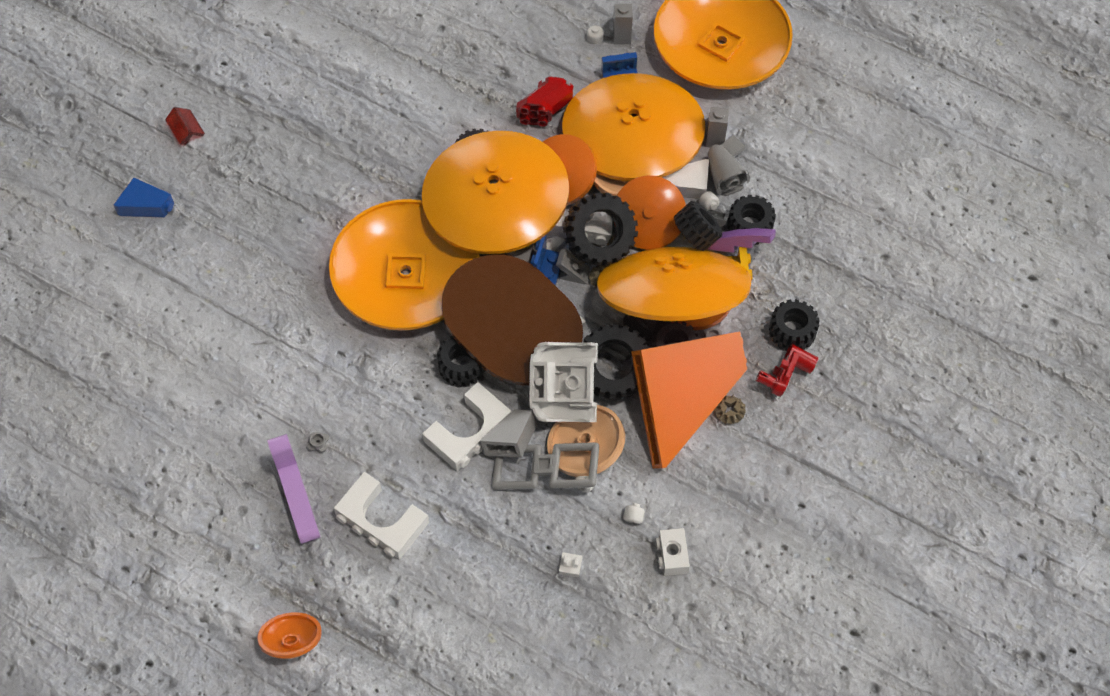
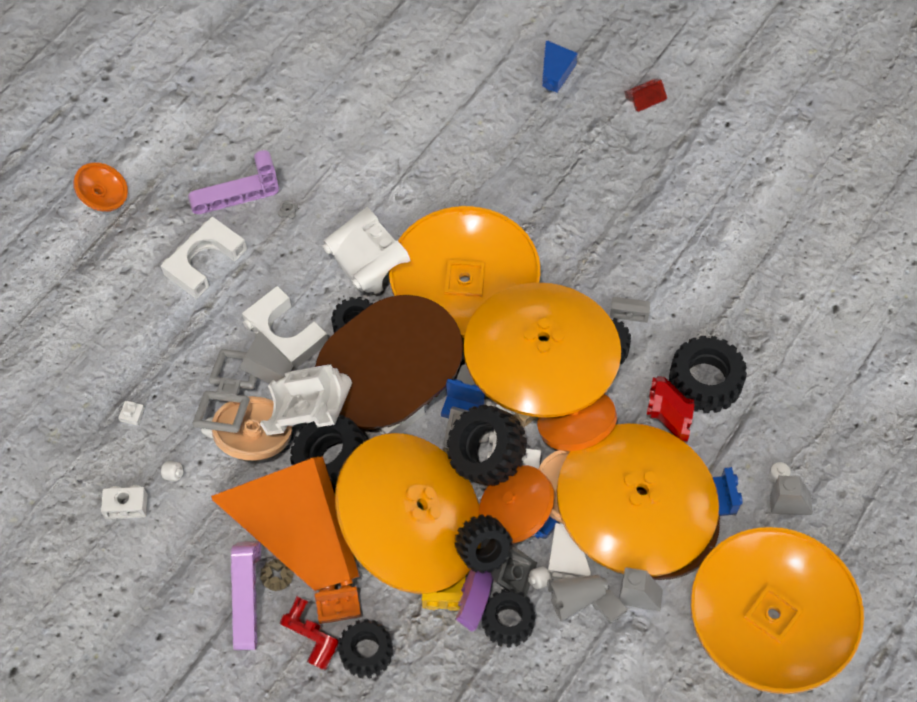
camera: 95 degrees right, 0 degrees up
(383, 351) = (365, 251): none -> white piece
(436, 138) = (630, 309): none -> light grey panel
(503, 59) = (714, 353): none -> black tyre
(754, 420) = (244, 613): none -> lavender beam
(756, 353) = (337, 604): none -> orange bracket

